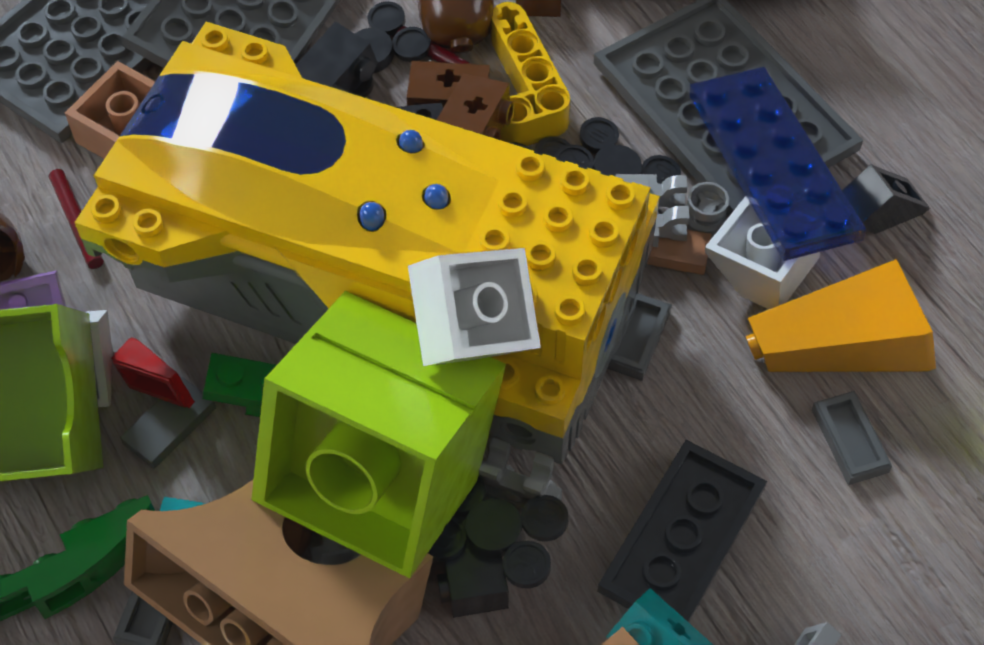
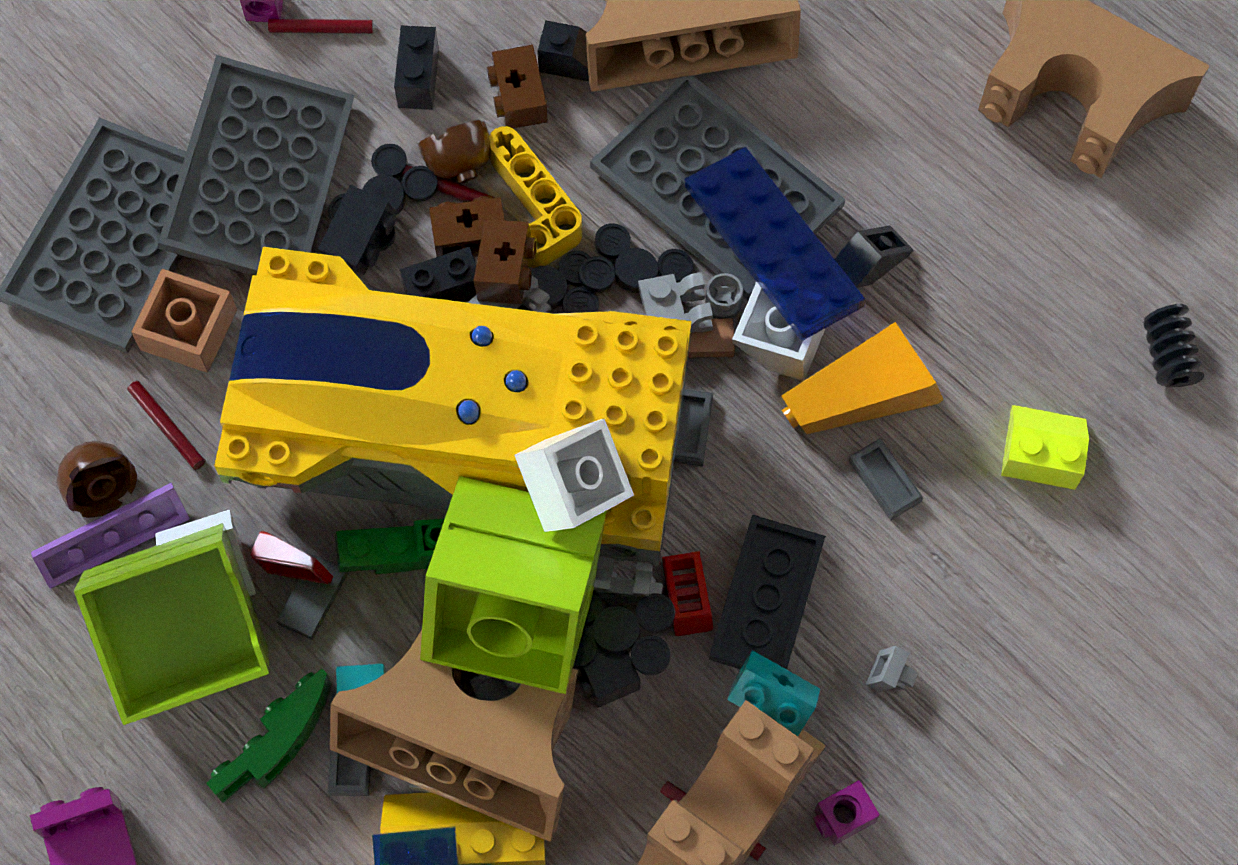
camera: 15 degrees left, 10 degrees up
(589, 539) = (693, 616): none -> red slope

